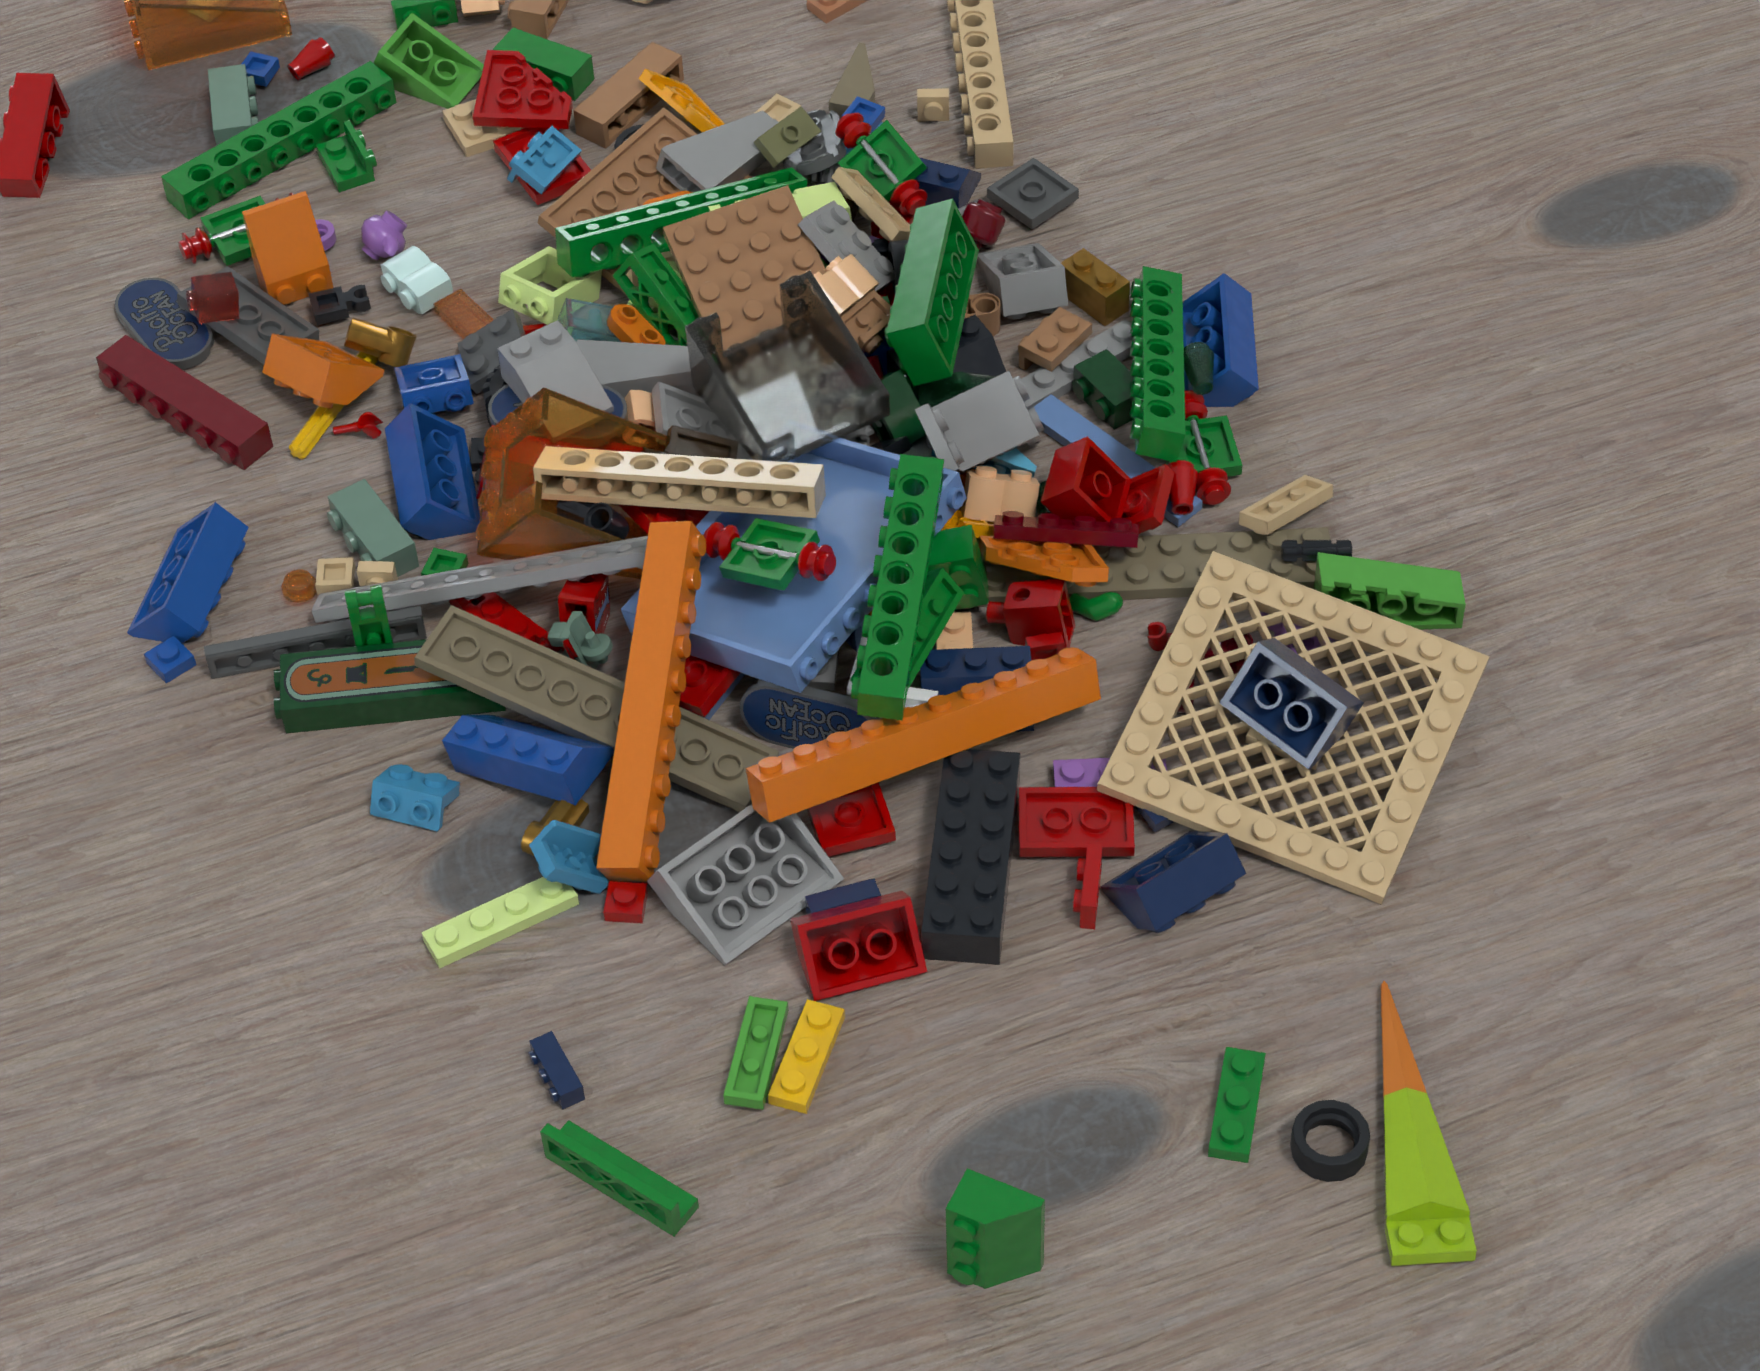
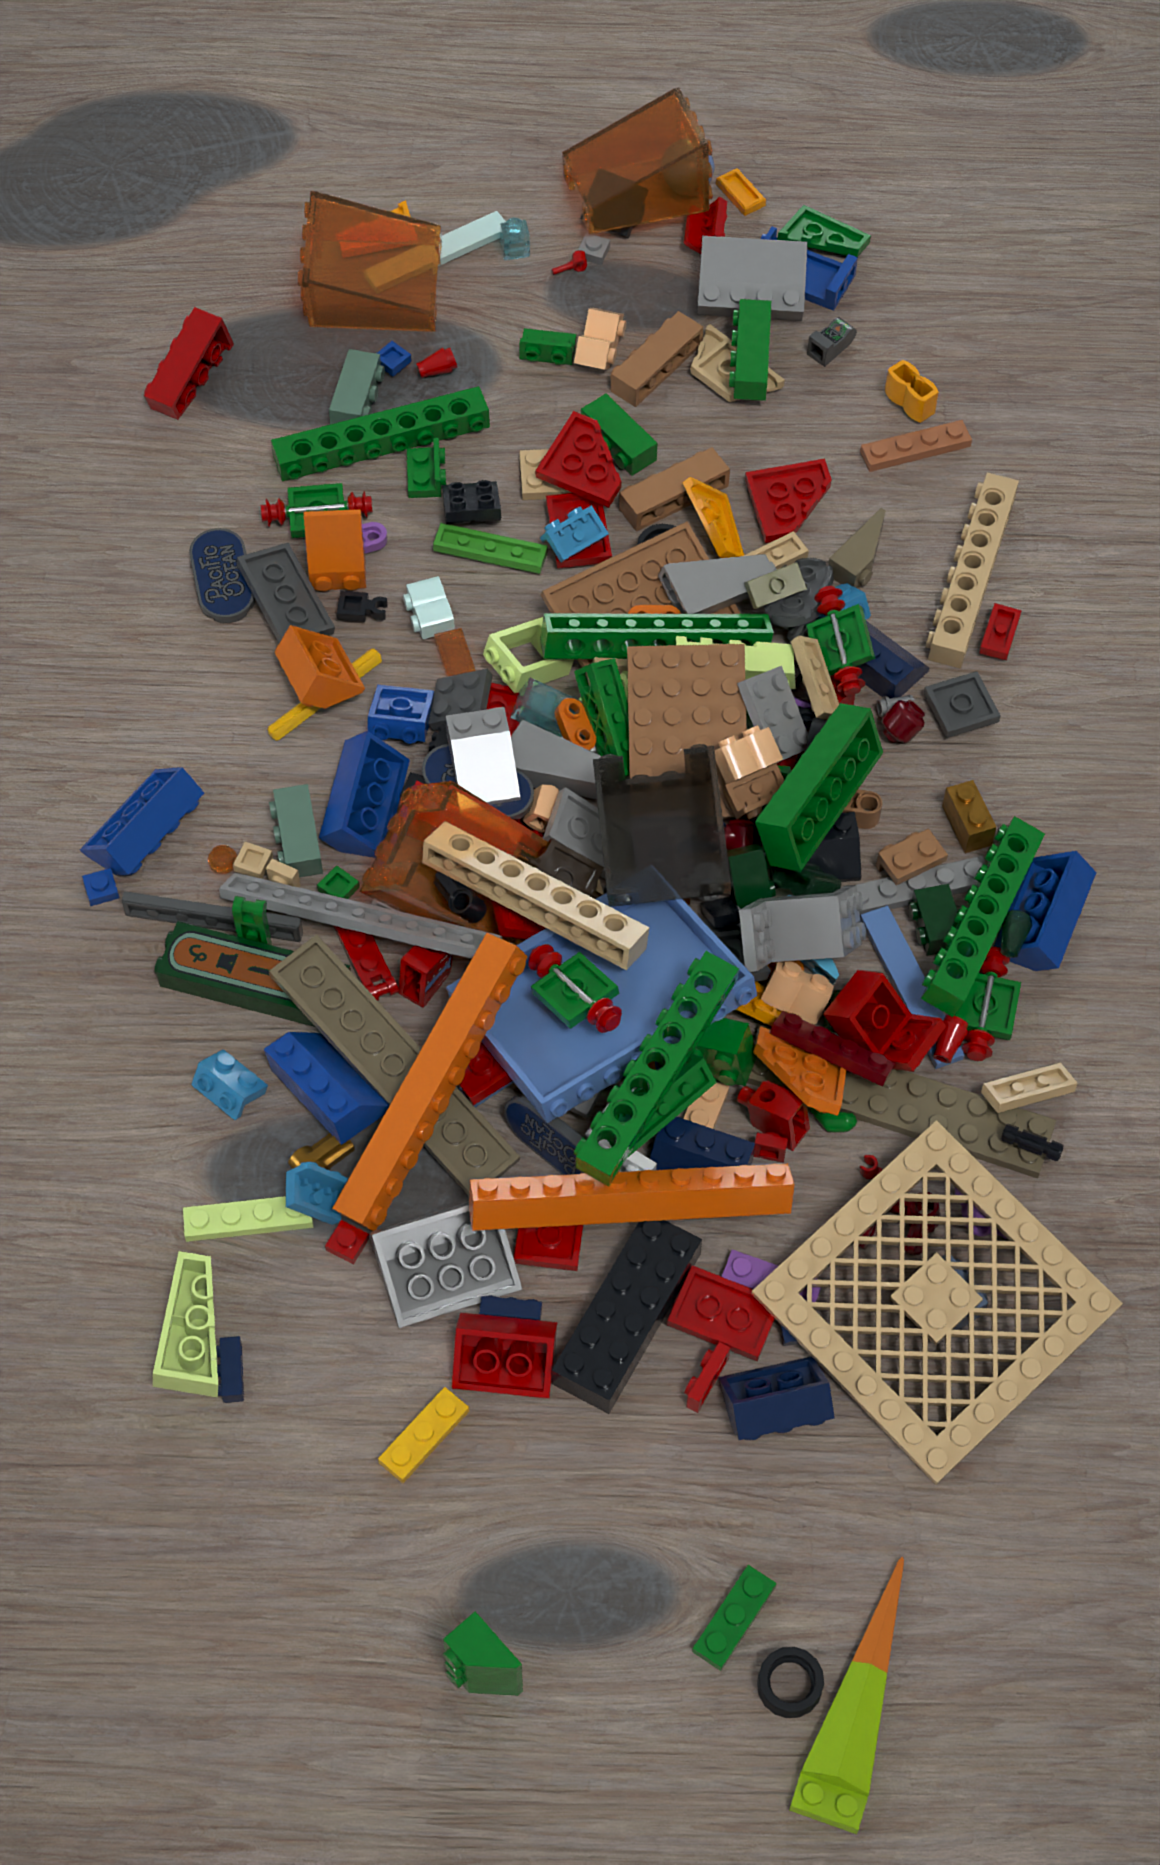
camera: 20 degrees right, 10 degrees up
(184, 402) = (205, 657): dark red brick -> none
(213, 297) = (260, 574): clear red brick -> none
(366, 423) = (333, 728): red hand -> none
(383, 235) = (421, 557): medium lavender piece -> none
(389, 344) = (381, 663): pearl gold piece -> none
(406, 172) = (471, 502): none -> black plate
(428, 64) = (525, 403): bright green slope -> none
(458, 206) = (490, 548): none -> bright green plate
(494, 1053) = (187, 1341): none -> yellowish green wedge
(580, 640) = (407, 1001): sand green hips -> none
(619, 1176) = (238, 1481): green fence -> none
(751, 65) = (787, 495): none -> red plate
(756, 1053) = (385, 1417): bright green plate -> none
(871, 112) = (850, 583): blue plate -> none
(933, 104) = (918, 588): tan plate -> none
(1024, 279) = (914, 786): light grey slope -> none
(1038, 118) = (1000, 631): none -> red plate
(1290, 702) = (934, 1286): dark blue slope -> none
(1396, 590) = (1074, 1207): bright green wedge -> none

